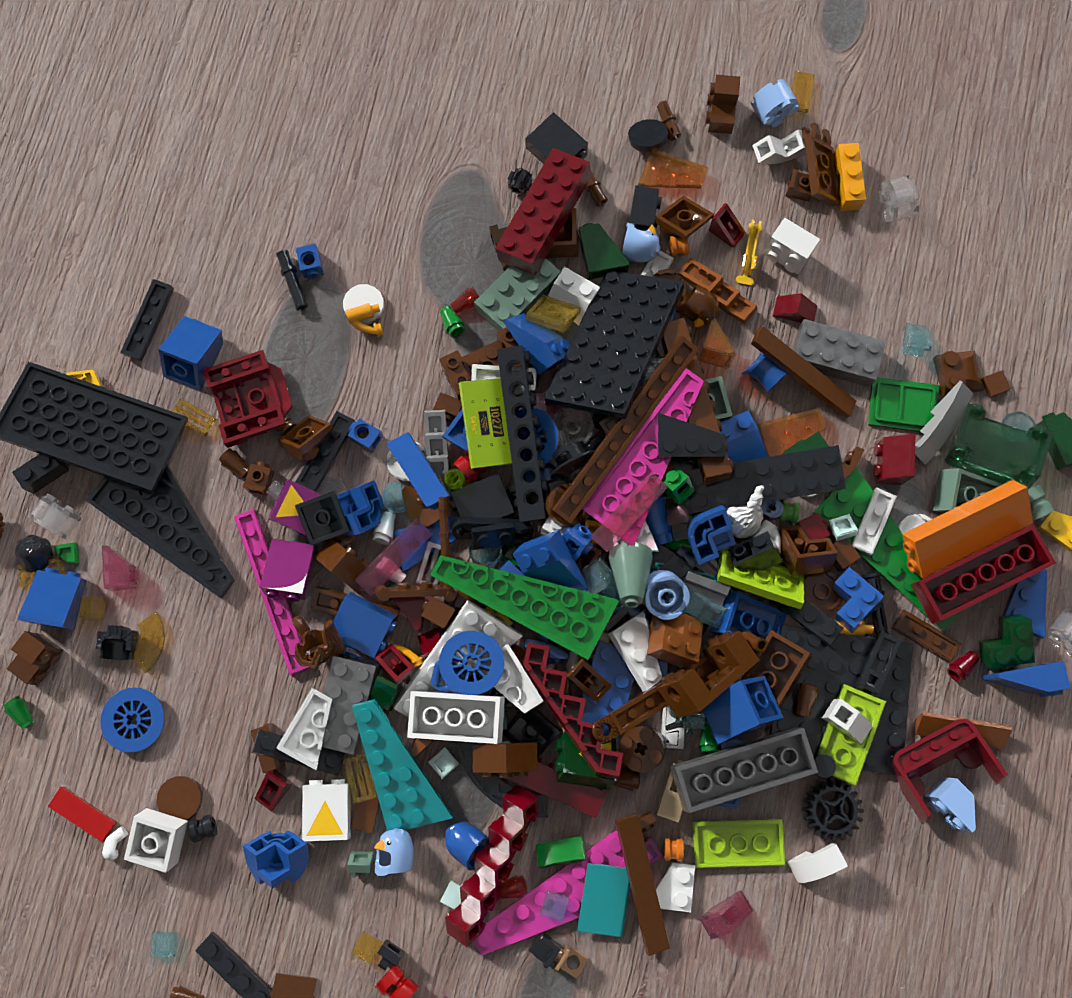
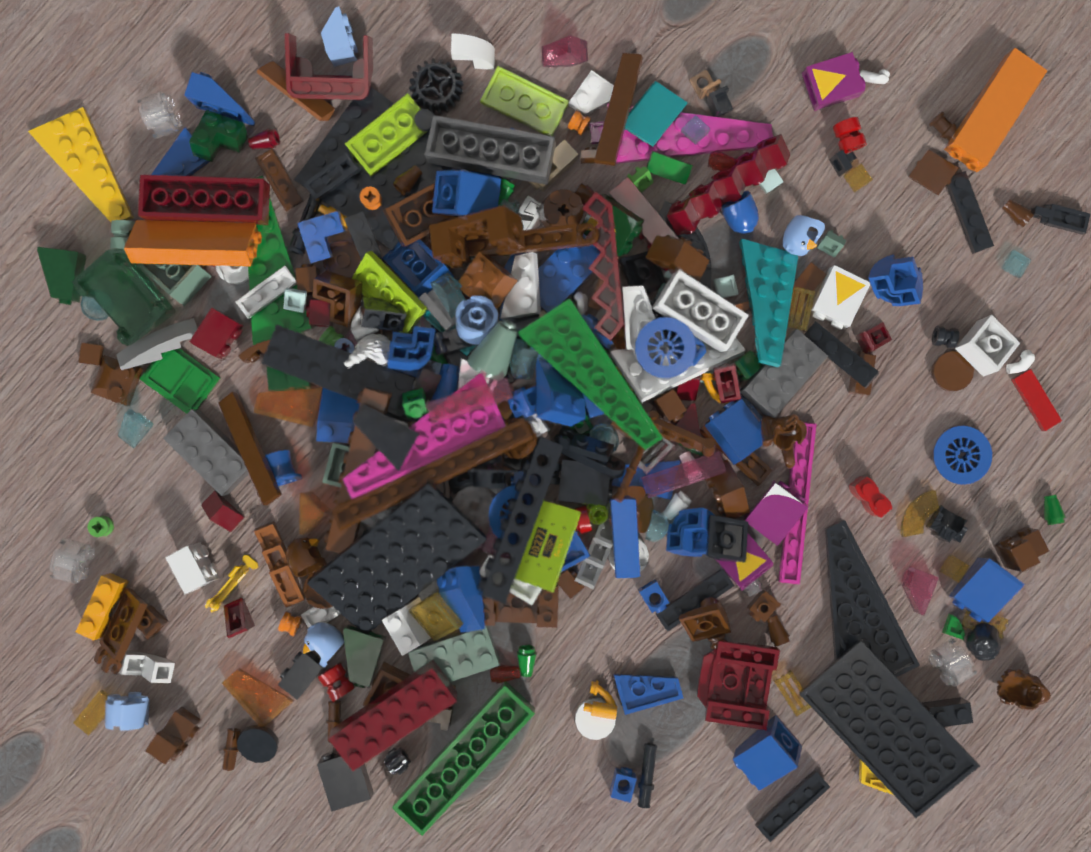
camera: 155 degrees left, 10 degrees up
(204, 631) = (868, 492): none -> red brick
(306, 731) = (826, 366): white wing -> none
(328, 350) = (646, 691): none -> blue wing
(462, 213) = (463, 758): none -> green brick
(582, 824) = (641, 179): none -> bright green tile
(589, 680) = (576, 283): reddish brown slope -> none
(617, 217) = (331, 676): none -> red wheel
(683, 218) = (272, 645): reddish brown slope -> none
(755, 642) = (424, 242): reddish brown cone -> none
(826, 664) = (371, 203): none -> orange wheel
(847, 720) = (385, 143): white slope -> none
(892, 247) = (106, 526): none -> bright green wheel

